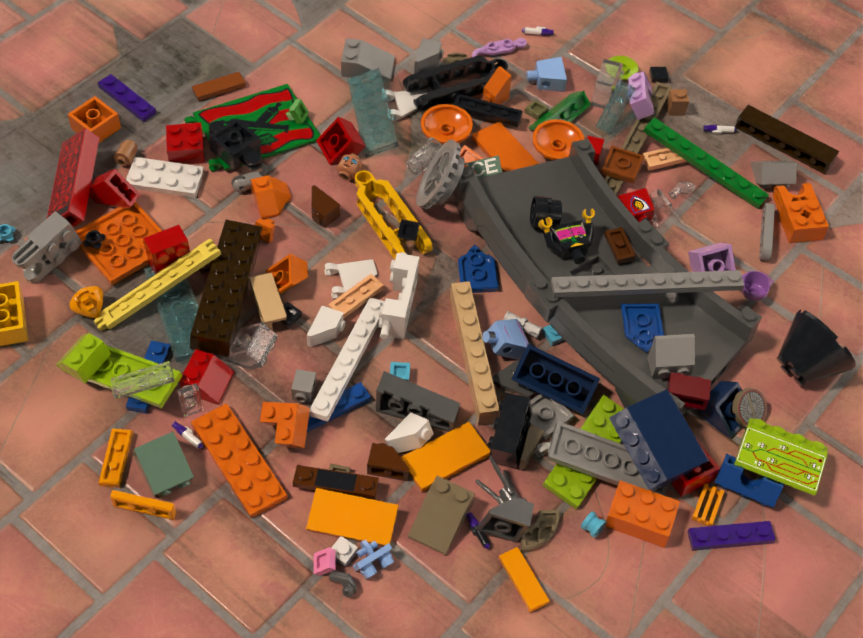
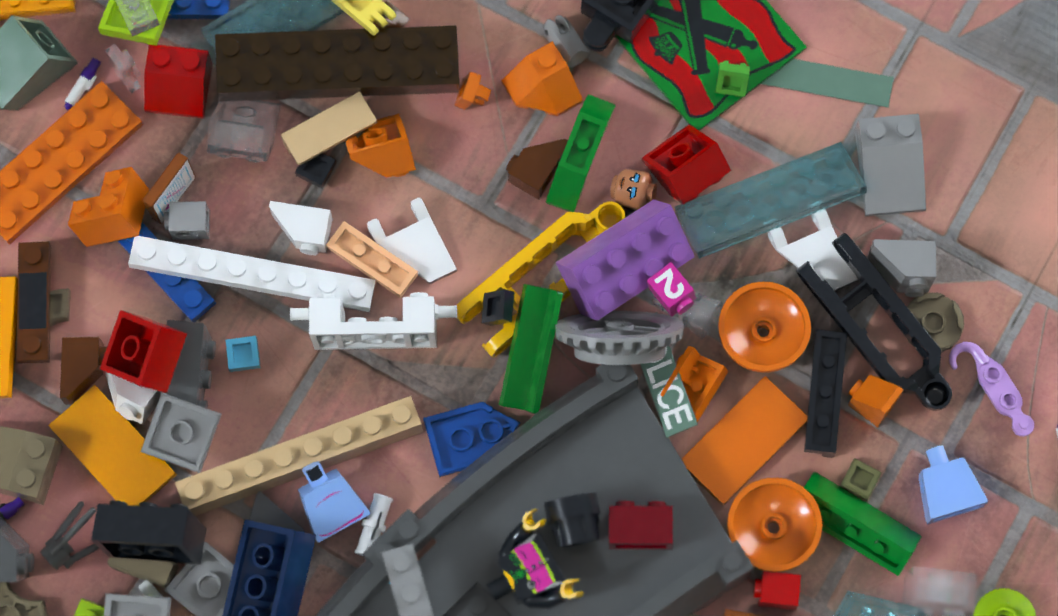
camera: 85 degrees right, 20 degrees up
(280, 385) = (169, 187): none -> tile
(311, 77) = (833, 82): none -> sand green sticker
(322, 179) = (579, 153): none -> green slope
(394, 170) = (623, 258): none -> medium lavender brick
(396, 402) = (143, 351): none -> red brick
(419, 150) = (672, 290): none -> dark pink brick
(436, 221) = (531, 348): none -> green panel
(448, 403) = (181, 432): none -> light grey tile
(553, 183) = (641, 526): none -> dark red piece

